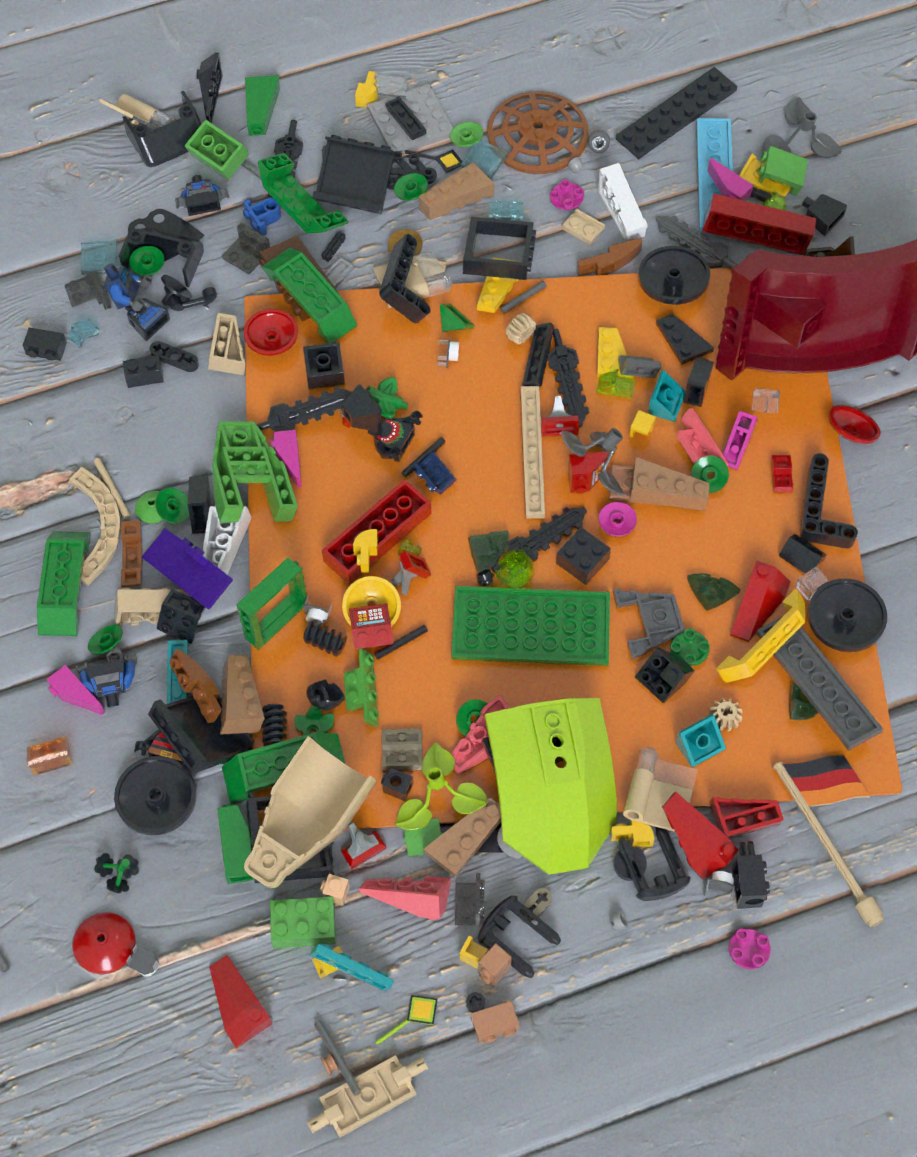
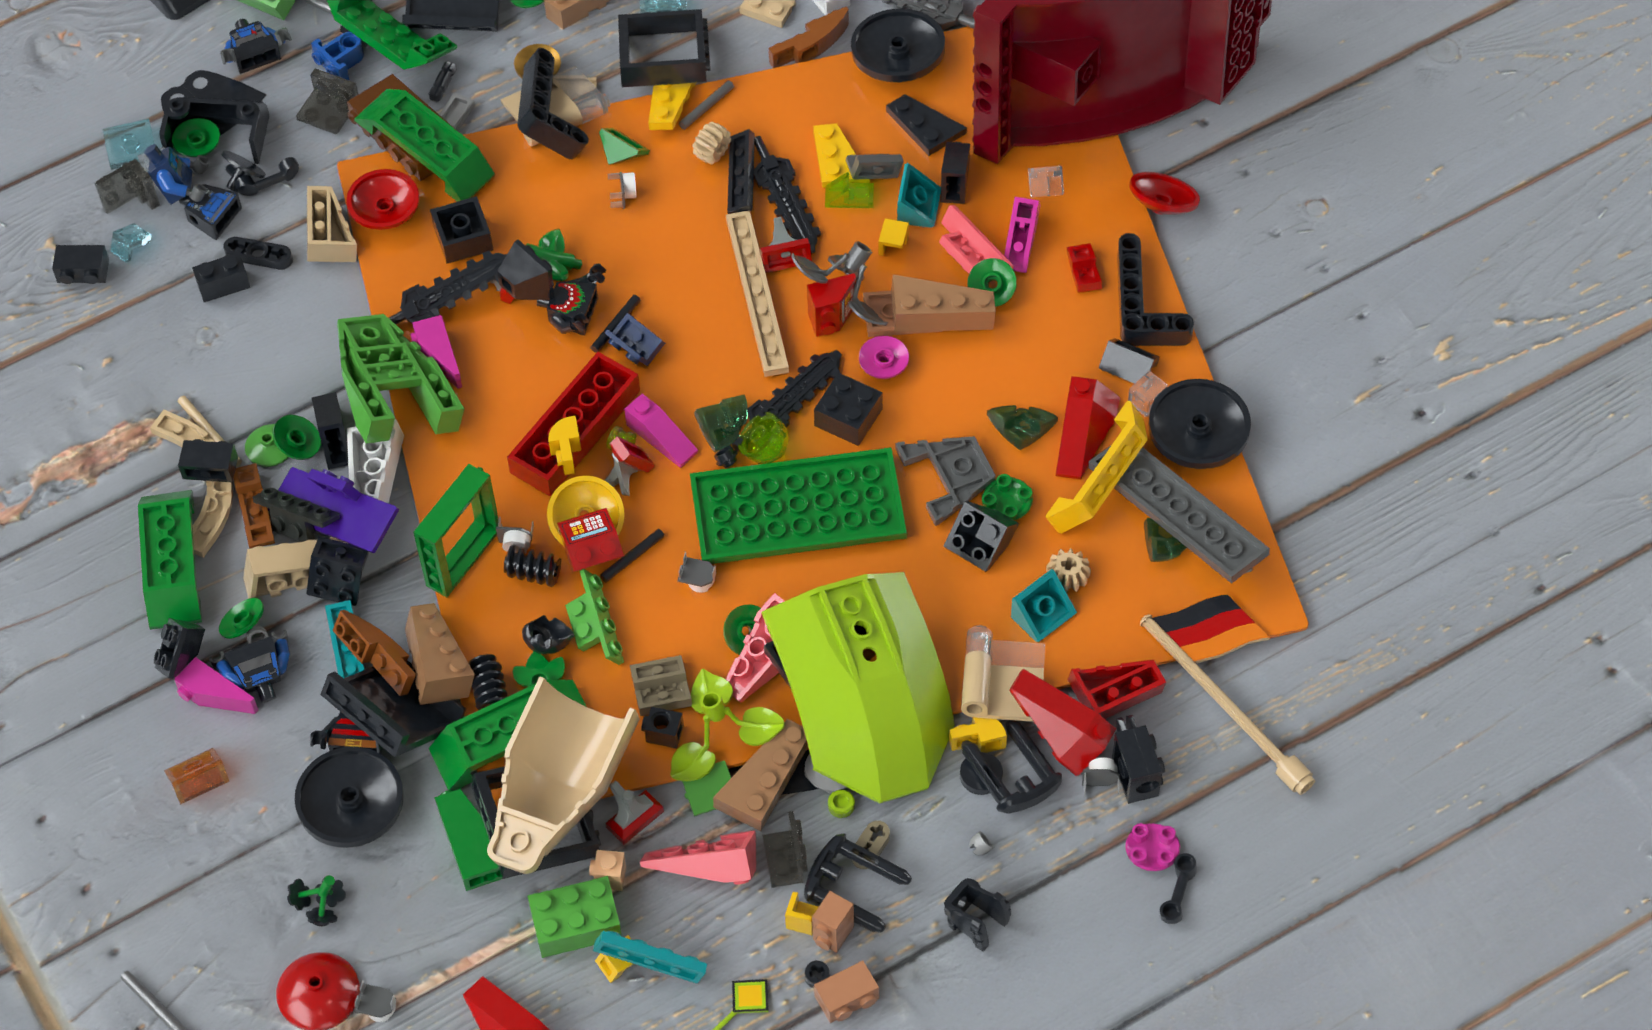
camera: 10 degrees left, 5 degrees down
(55, 654) = (179, 646): none -> black slope
(104, 513) = (208, 461): none -> black brick
(158, 566) = (294, 515): none -> pearl dark grey bracket
(439, 548) = (659, 430): none -> dark pink slope
(445, 666) = (697, 574): none -> dark grey piece
(519, 868) = (841, 803): none -> lime tile
(593, 966) = (969, 893): none -> black piece
(771, 972) = (1185, 870): none -> black bar

